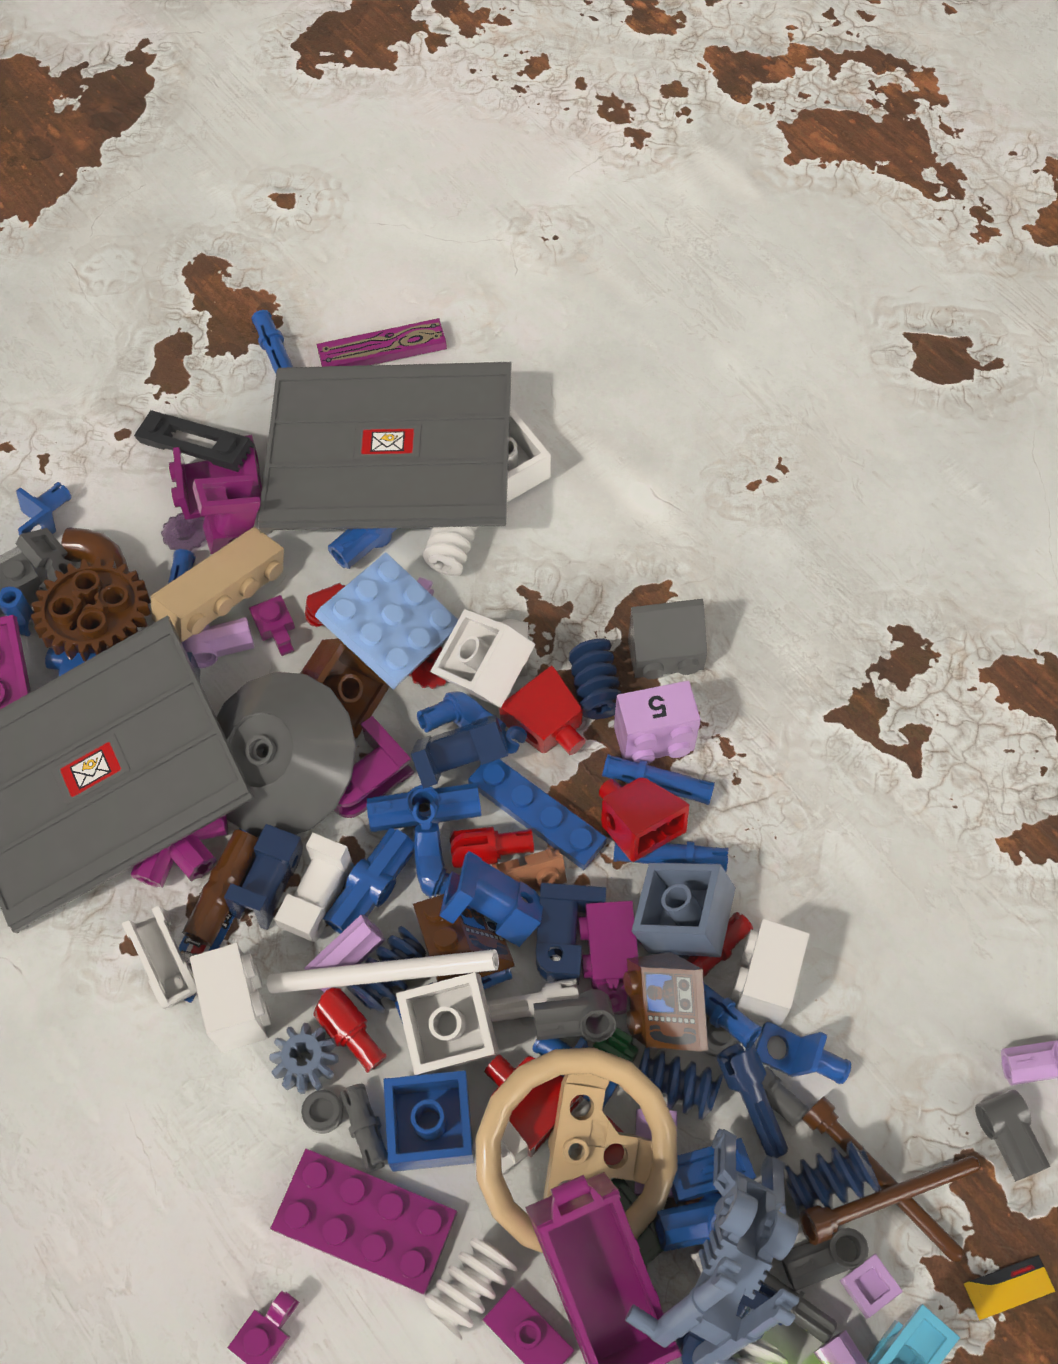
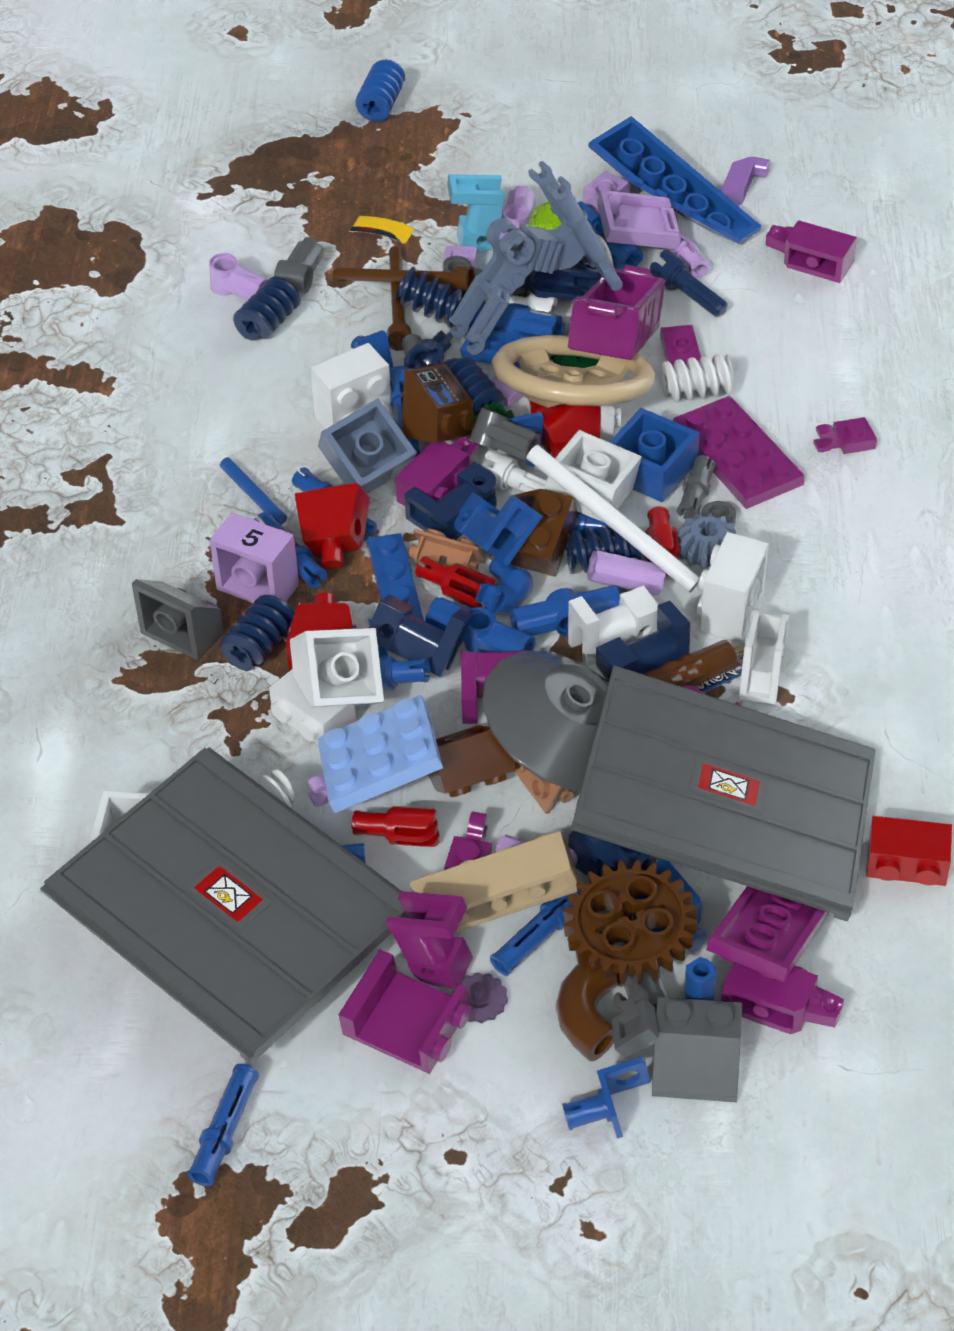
camera: 140 degrees left, 15 degrees down
(226, 452) = (418, 1114): black container -> none
(384, 345) = (116, 1059): magenta tile -> none
(755, 823) = (252, 490): none -> blue bar
(969, 1041) = (266, 309): none -> dark blue piece

